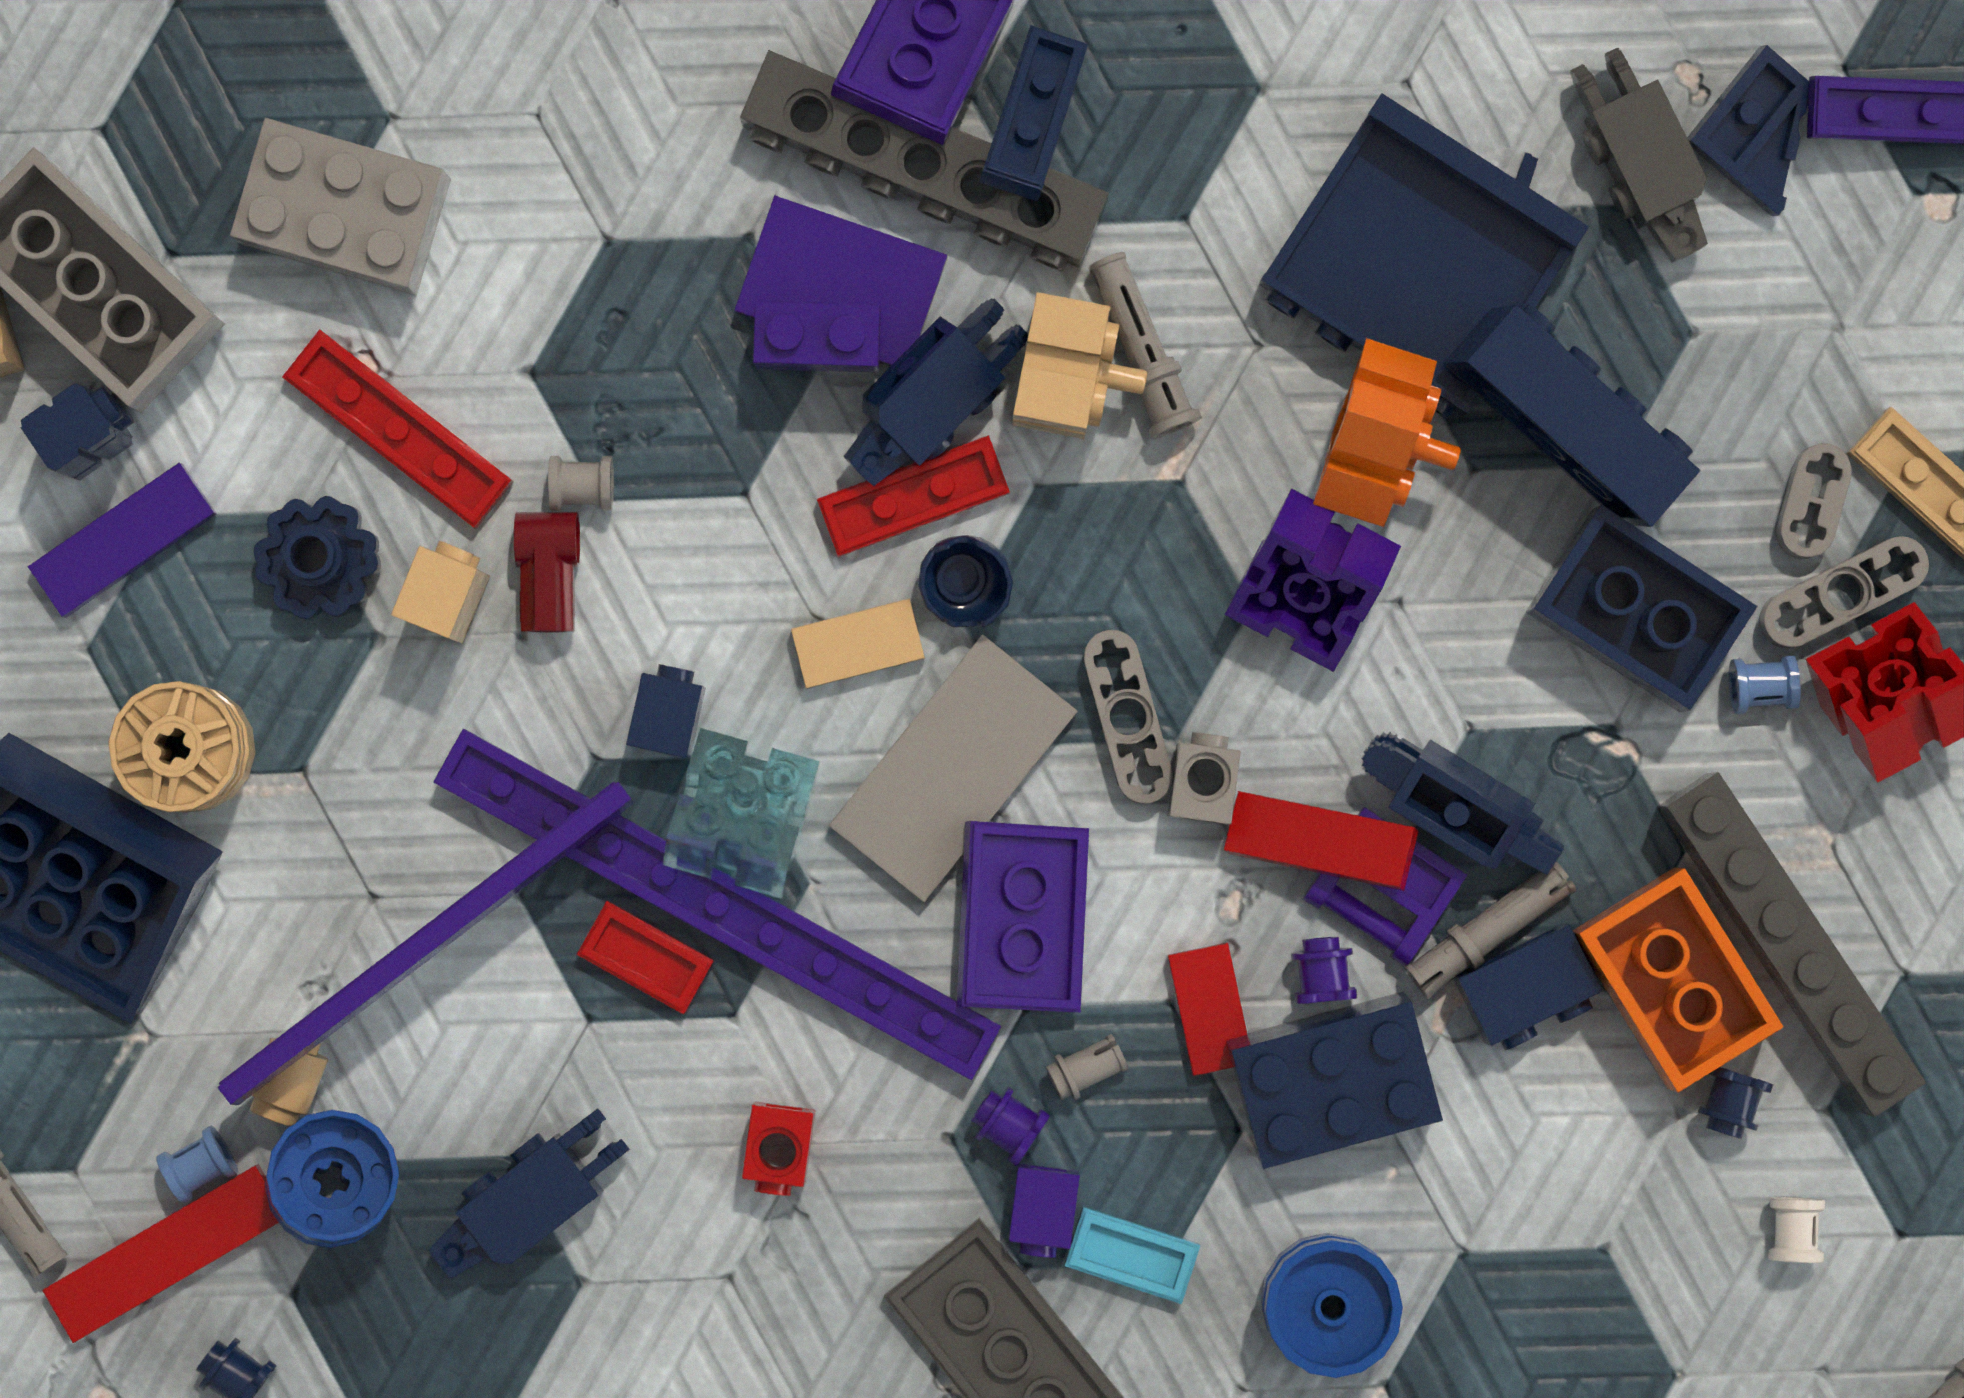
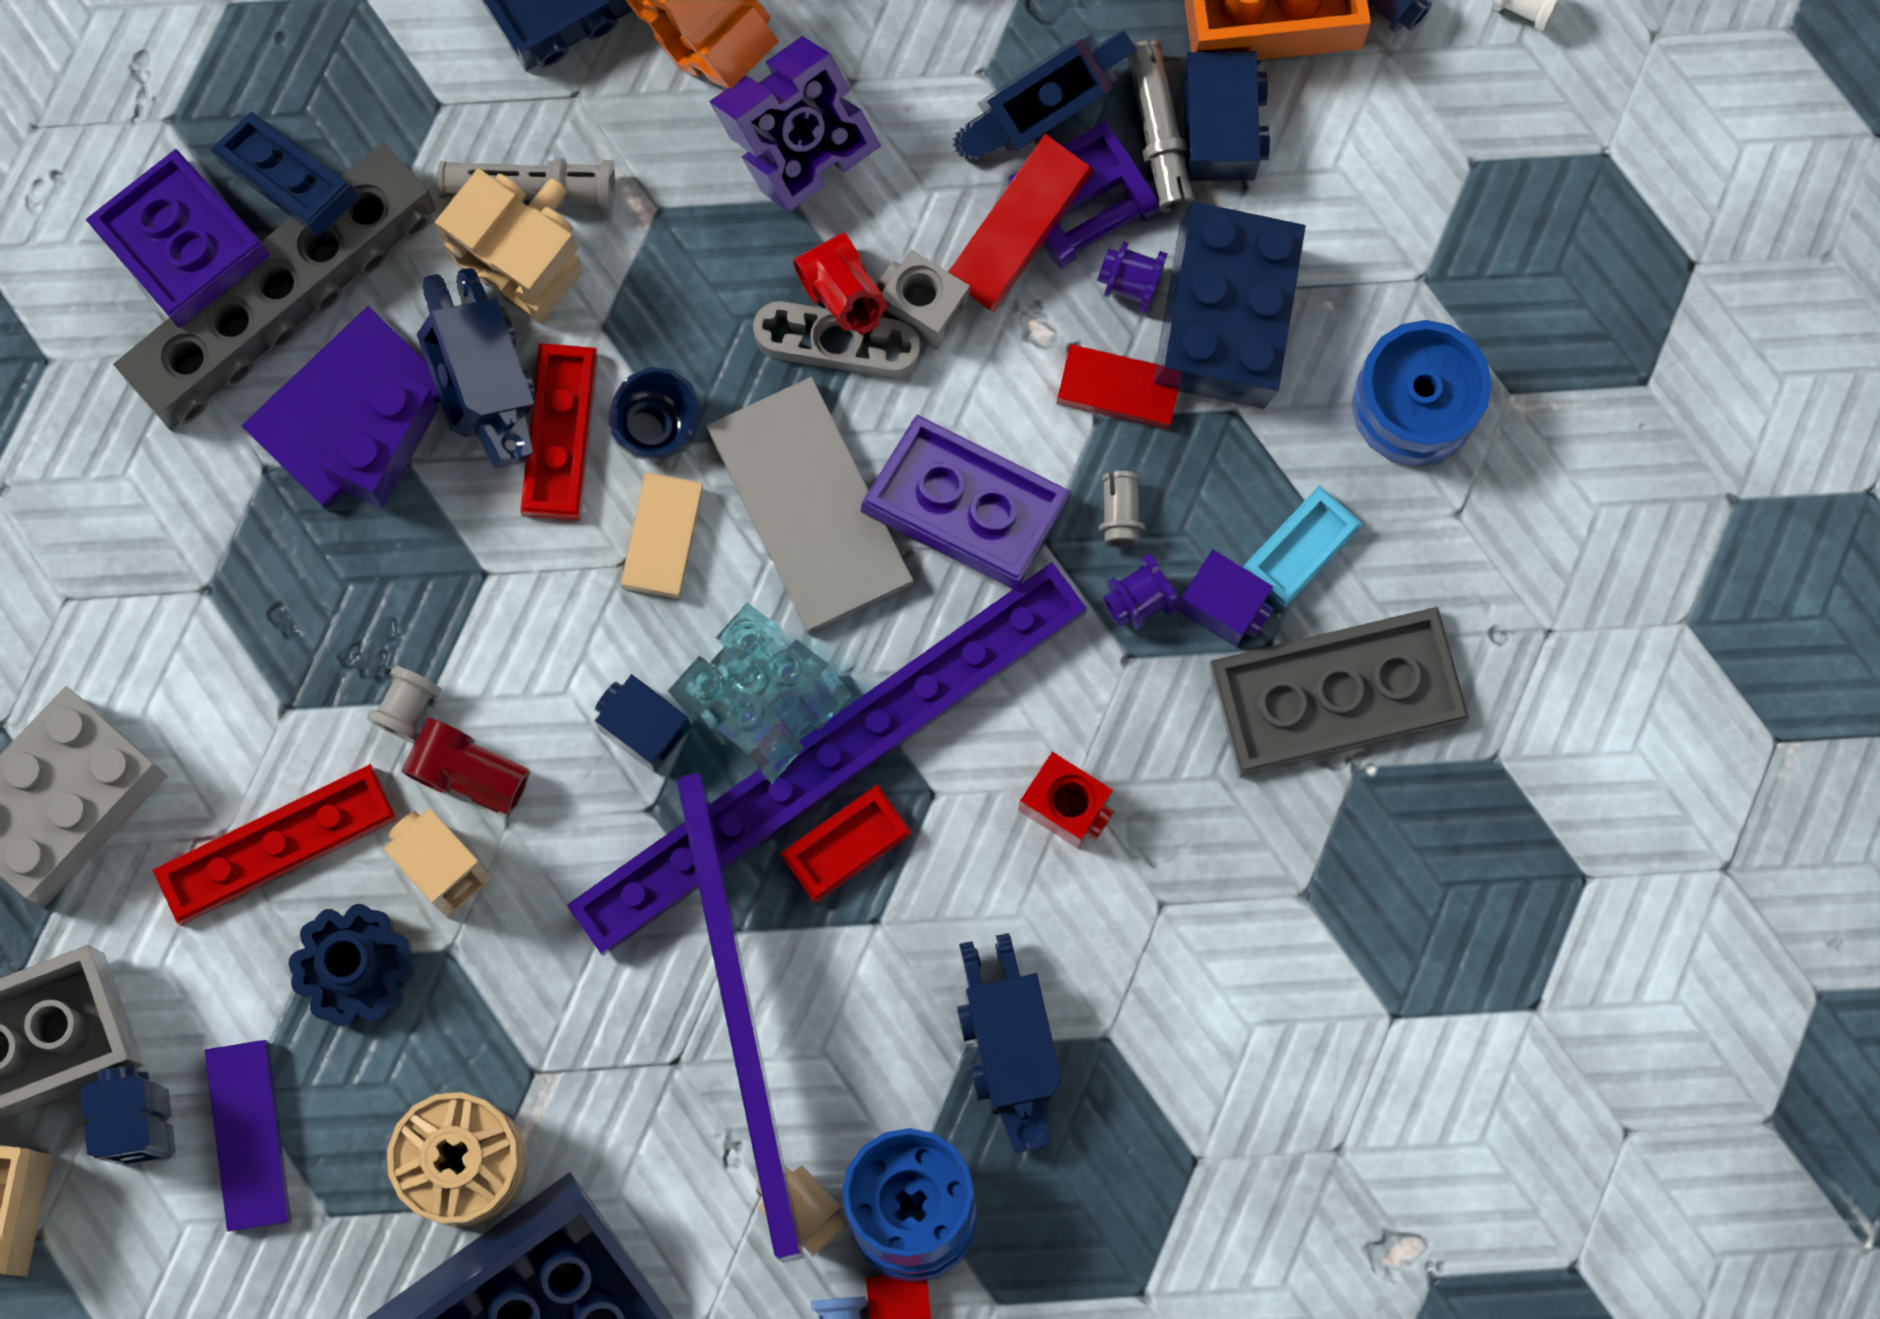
camera: 70 degrees left, 10 degrees down
(1182, 692) = (838, 279): none -> red piece

